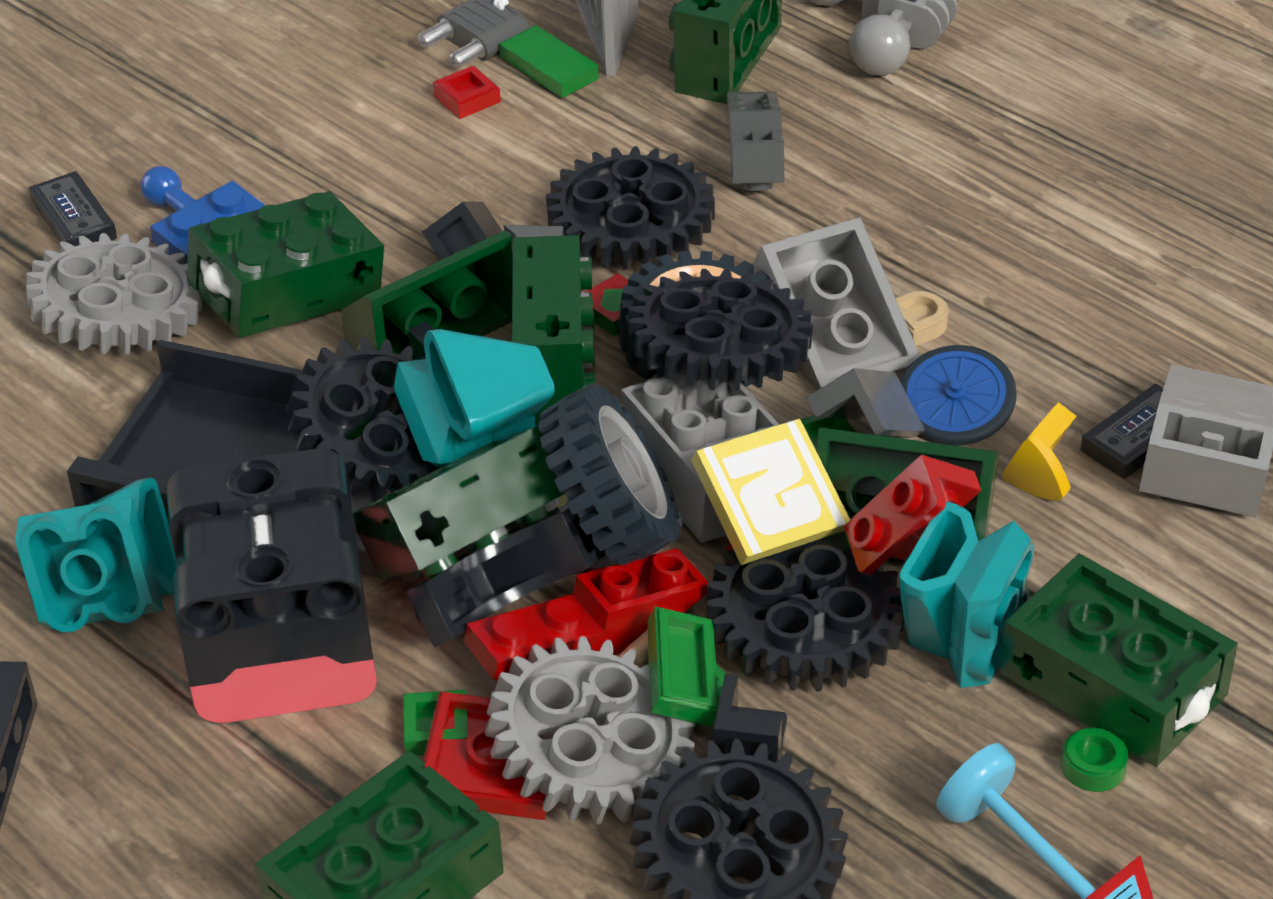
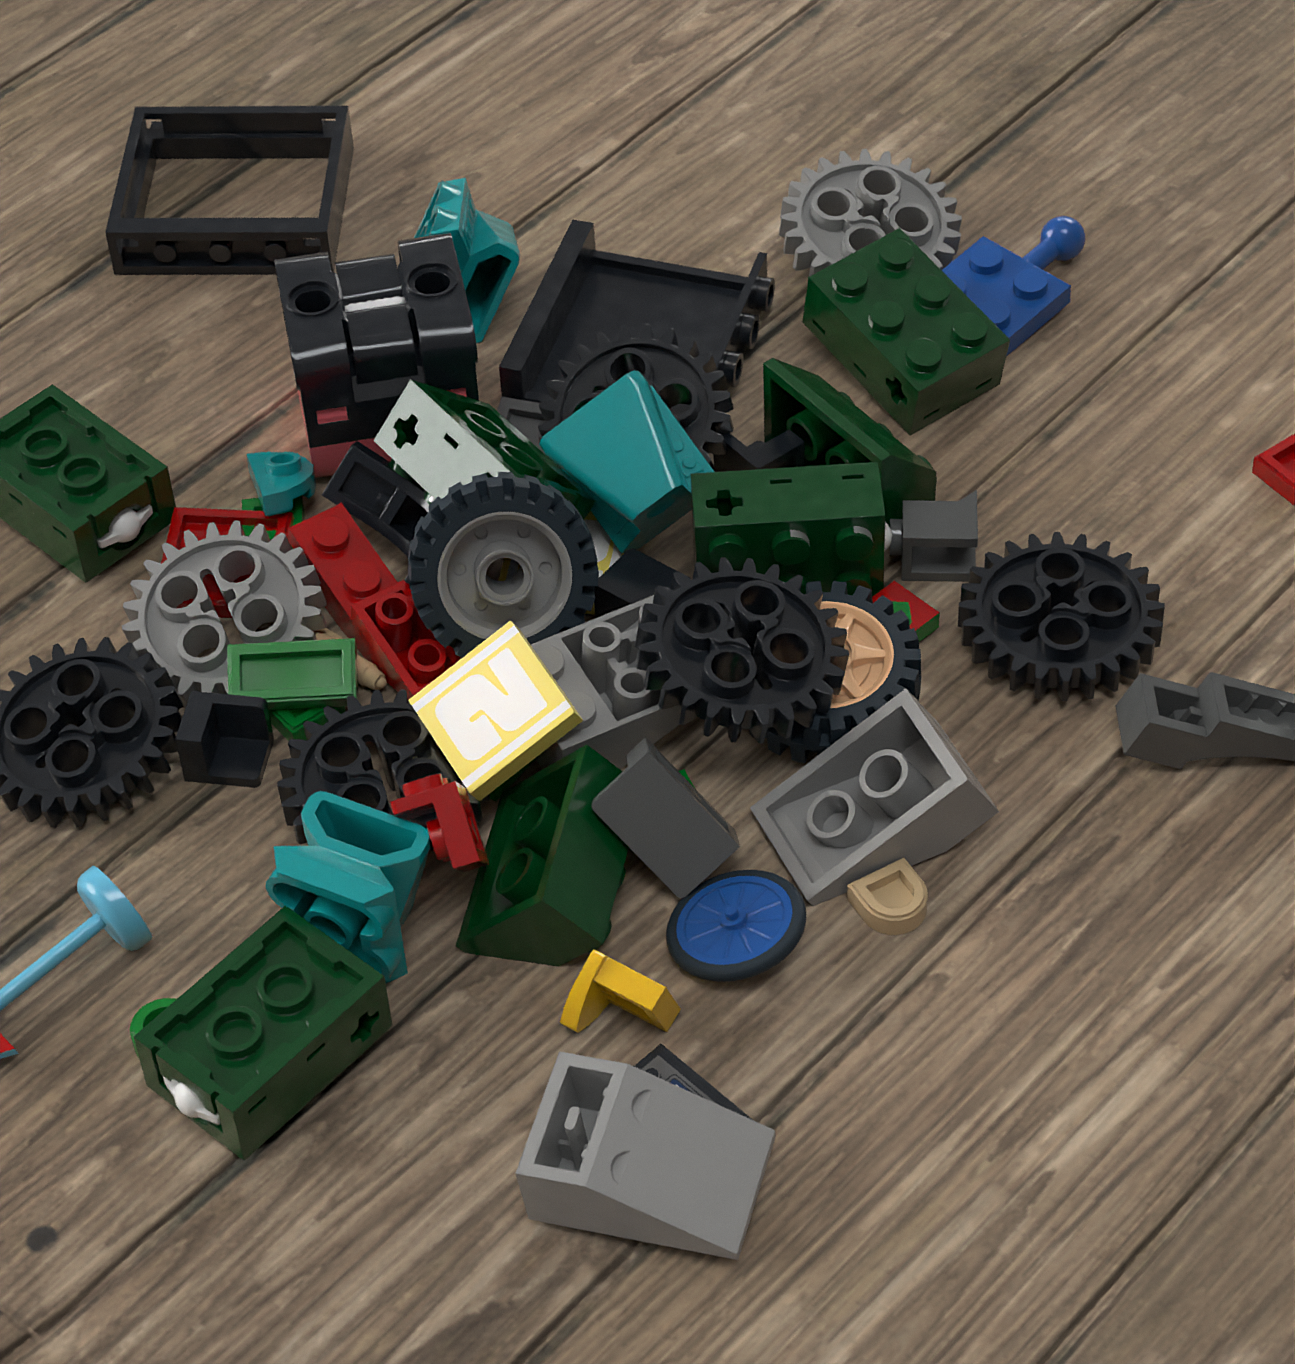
camera: 90 degrees right, 5 degrees up
(71, 209) = (1021, 186): tile -> none
(388, 703) = (280, 478): none -> teal plate
(461, 228) = (1000, 481): black panel -> none

